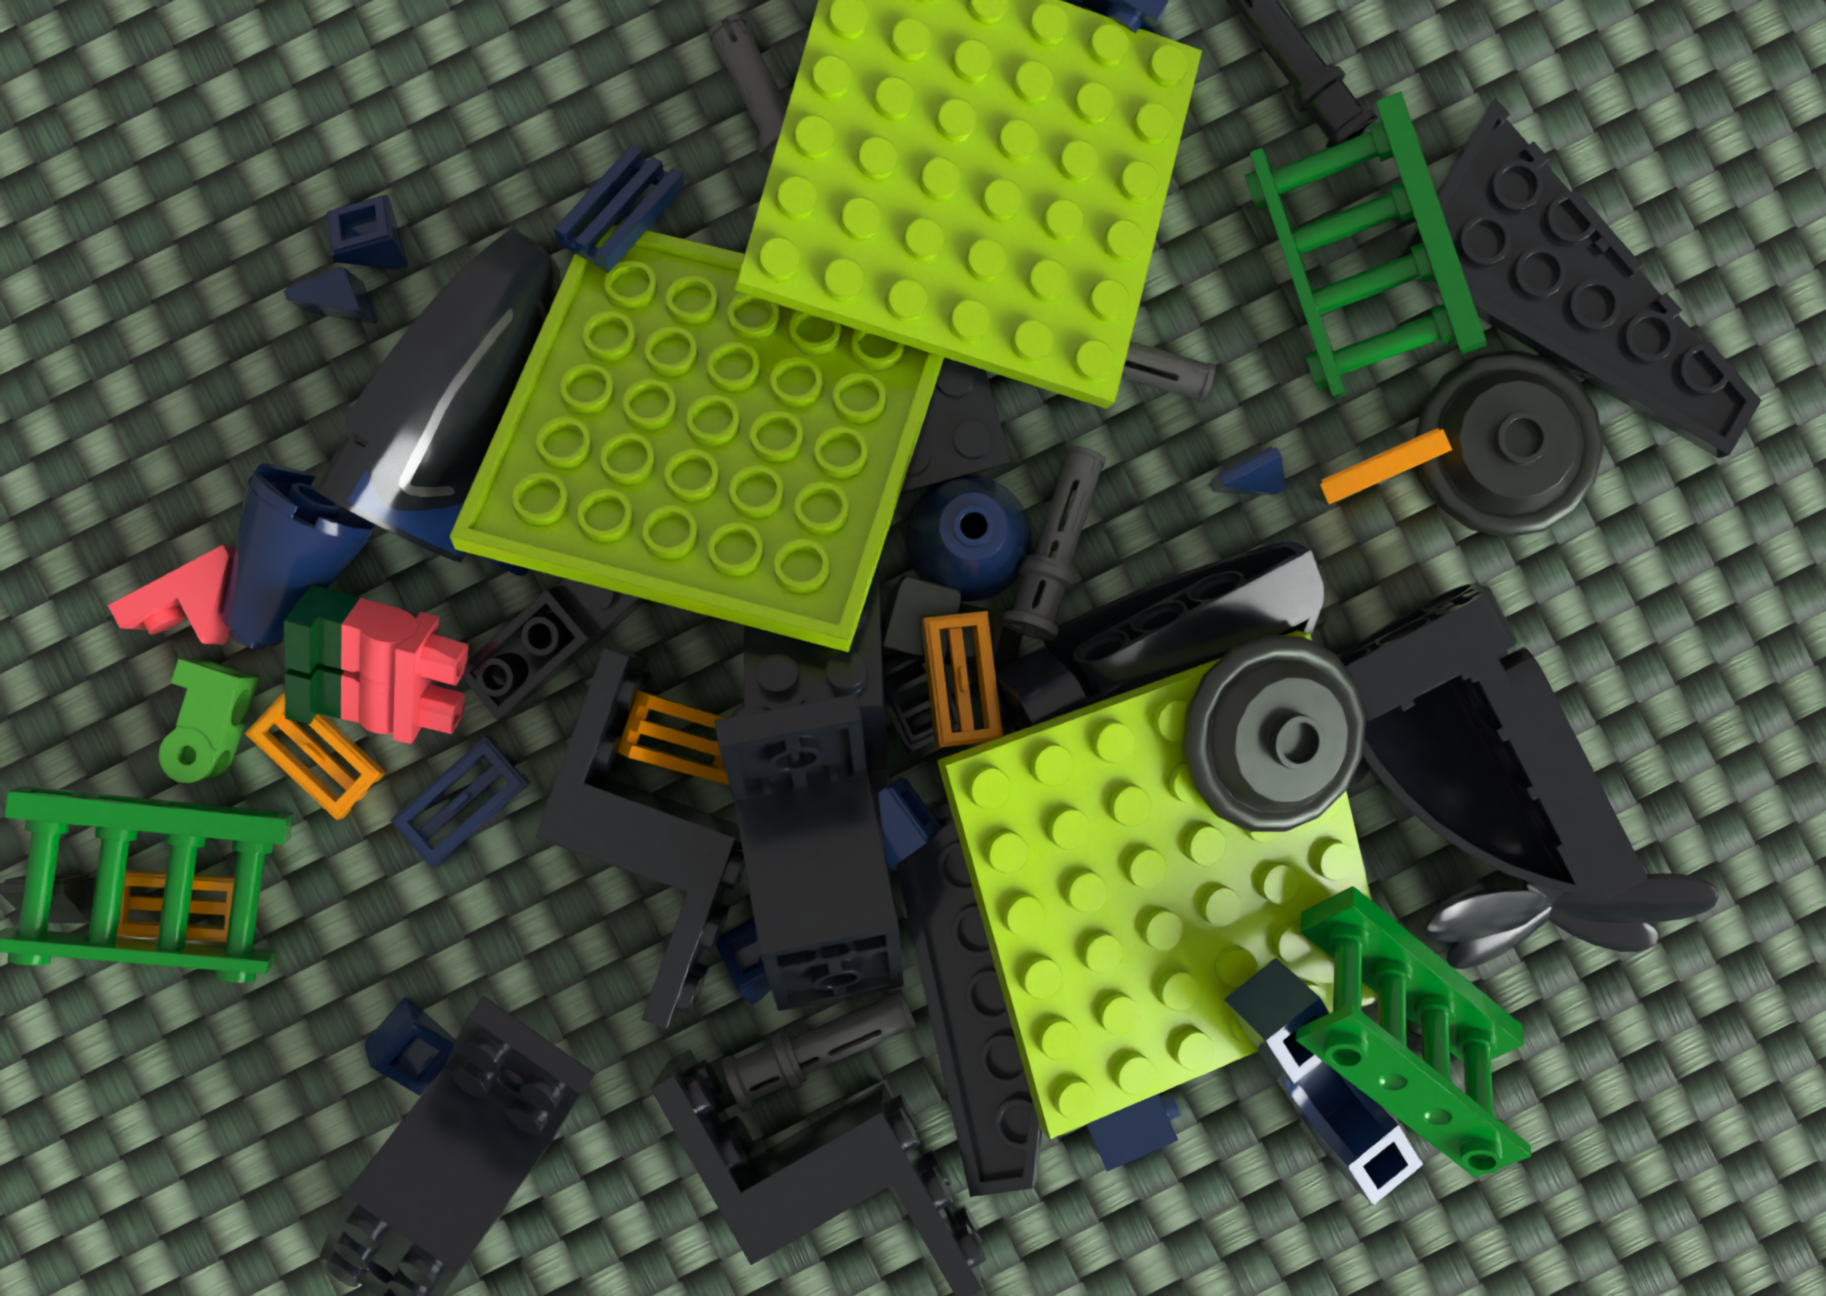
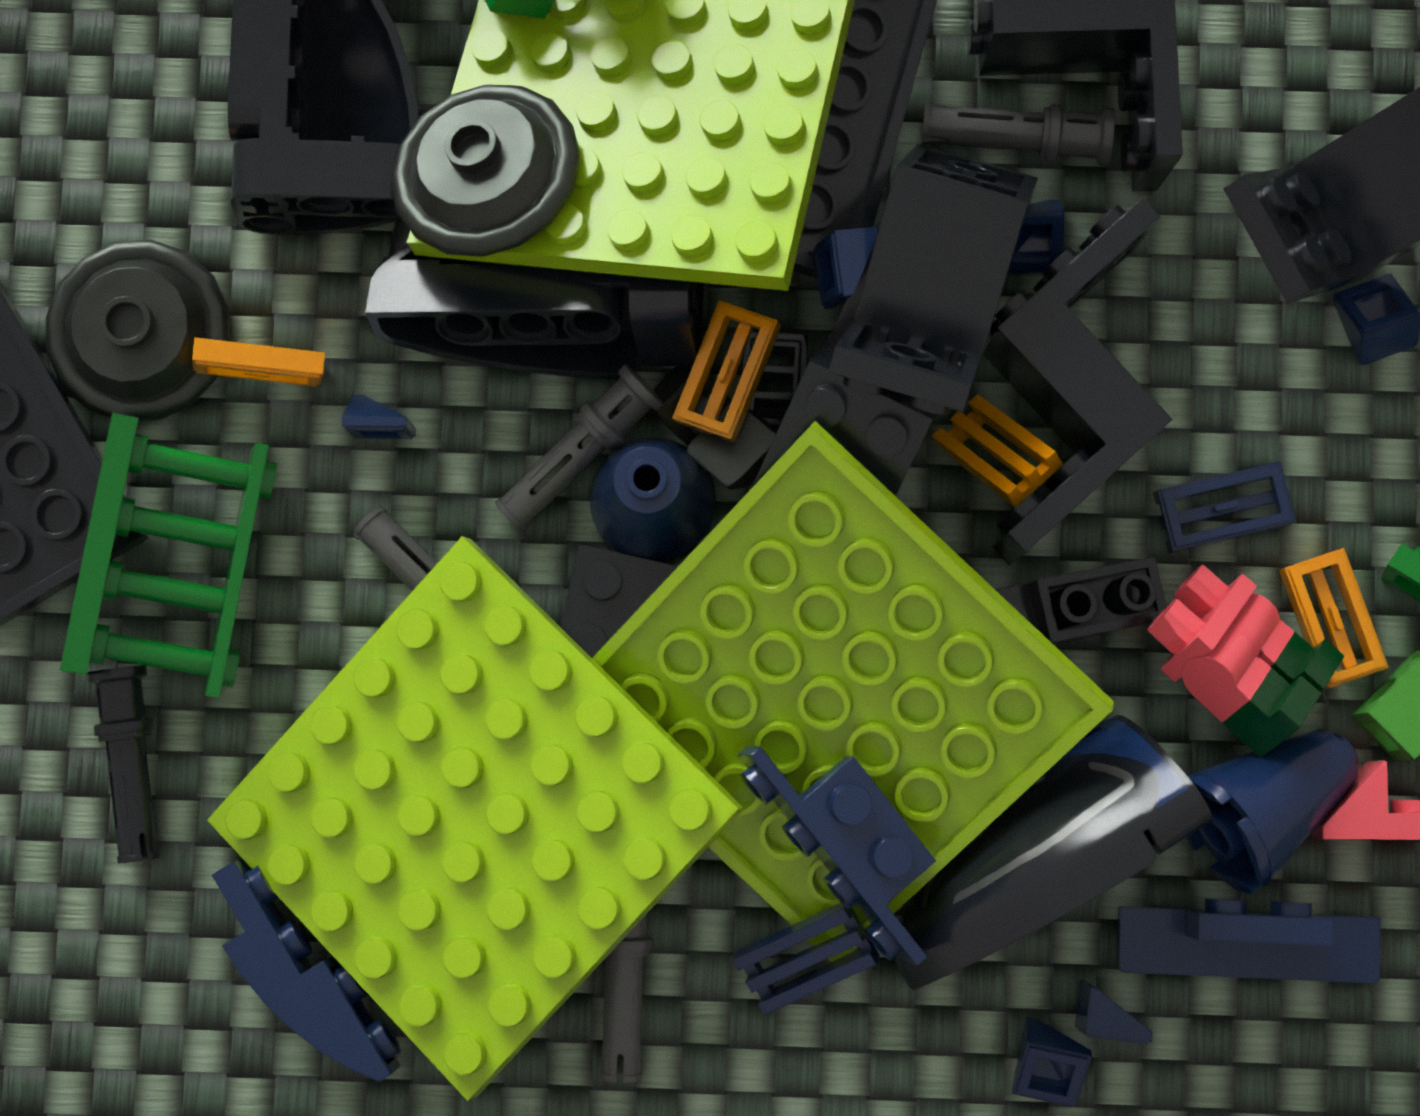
camera: 145 degrees left, 5 degrees down
(244, 428) = (1245, 944): none -> dark blue bracket
(625, 323) = (855, 837): none -> dark blue bracket

